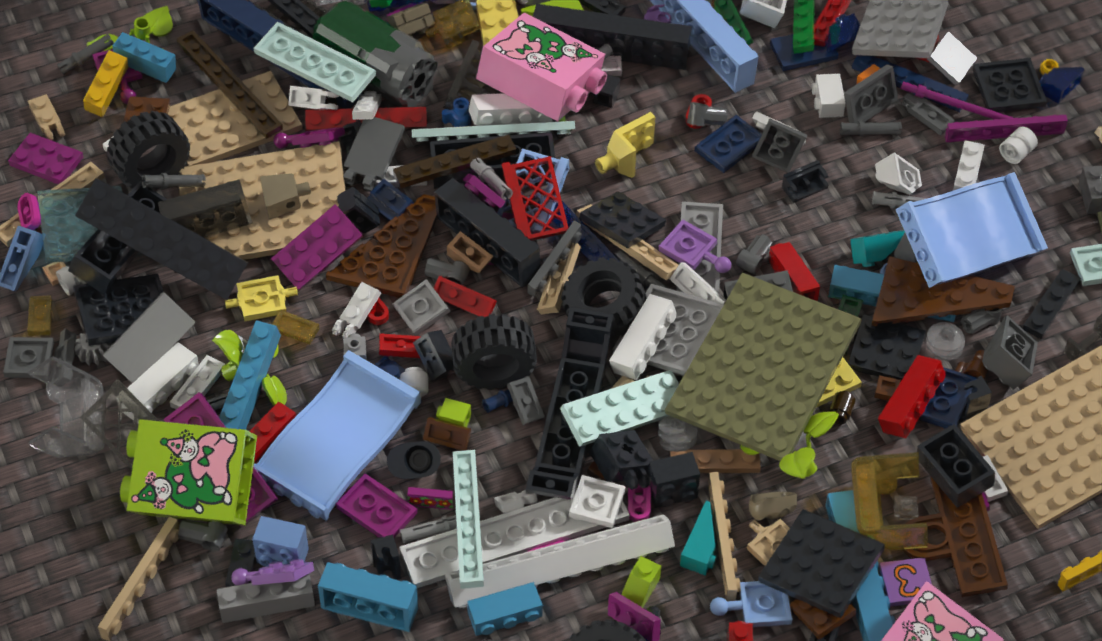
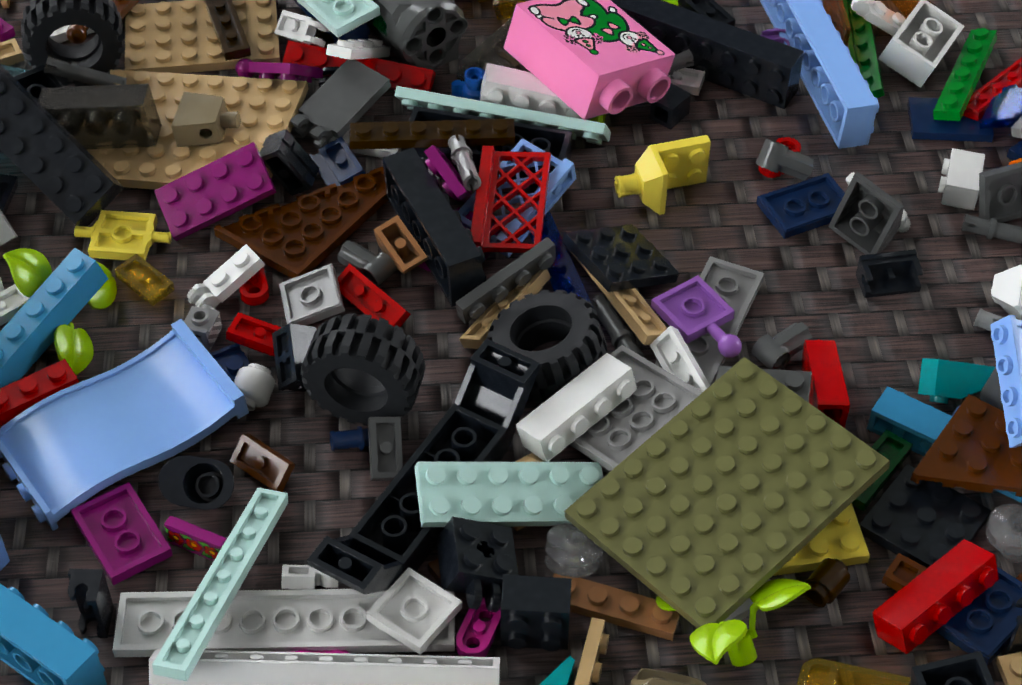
camera: 20 degrees right, 5 degrees down
(429, 529) = (167, 580): light grey pin -> none
(454, 412) = (286, 438): lime brick -> none

